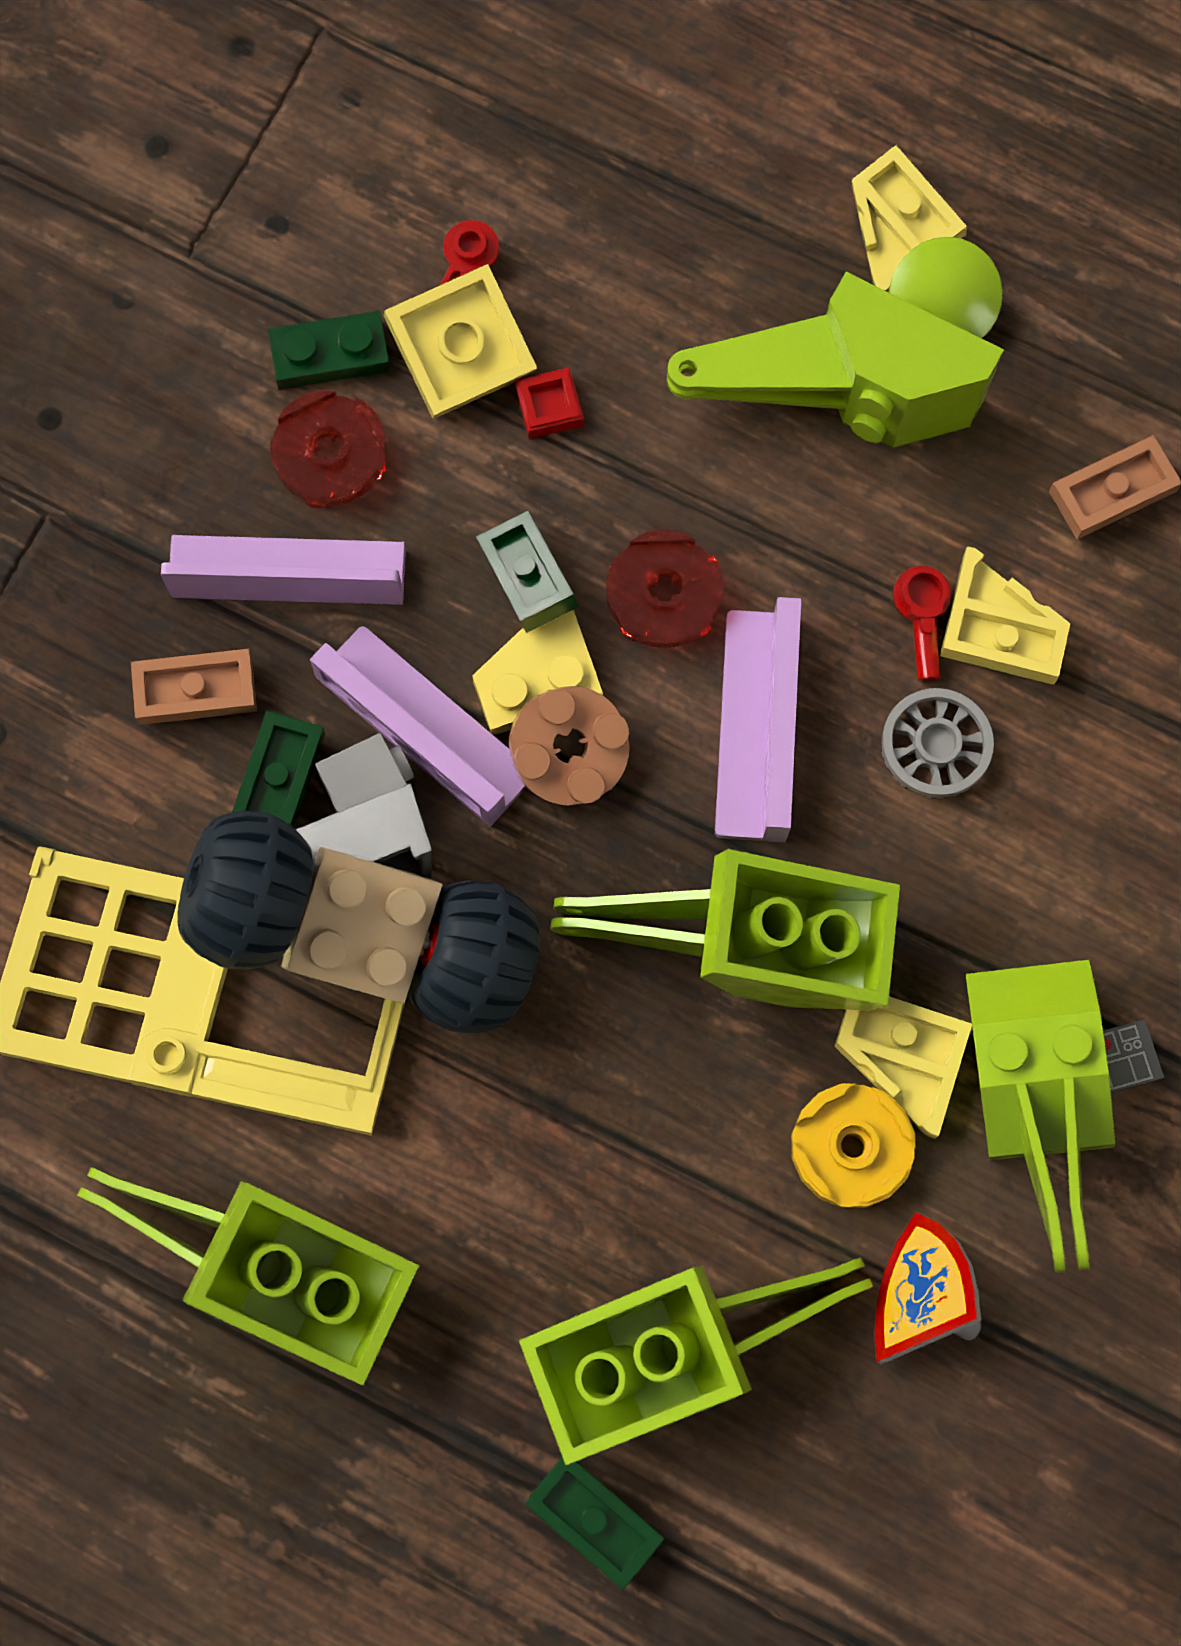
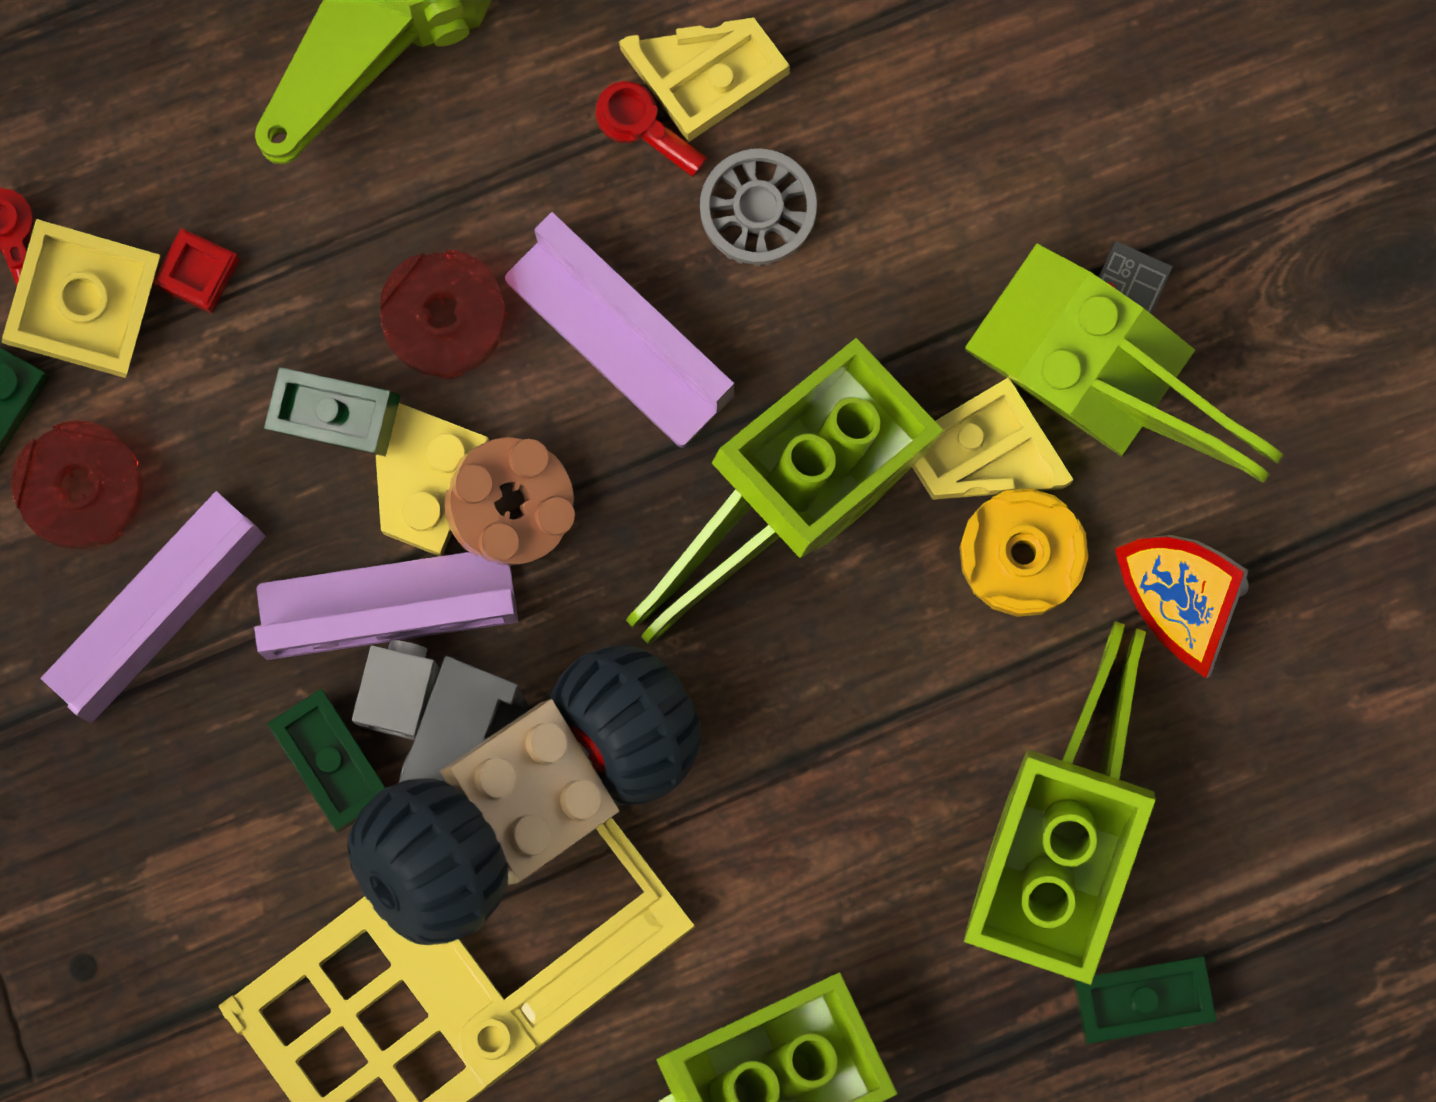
camera: 45 degrees left, 5 degrees up
(193, 686) = (191, 767): nougat plate -> none

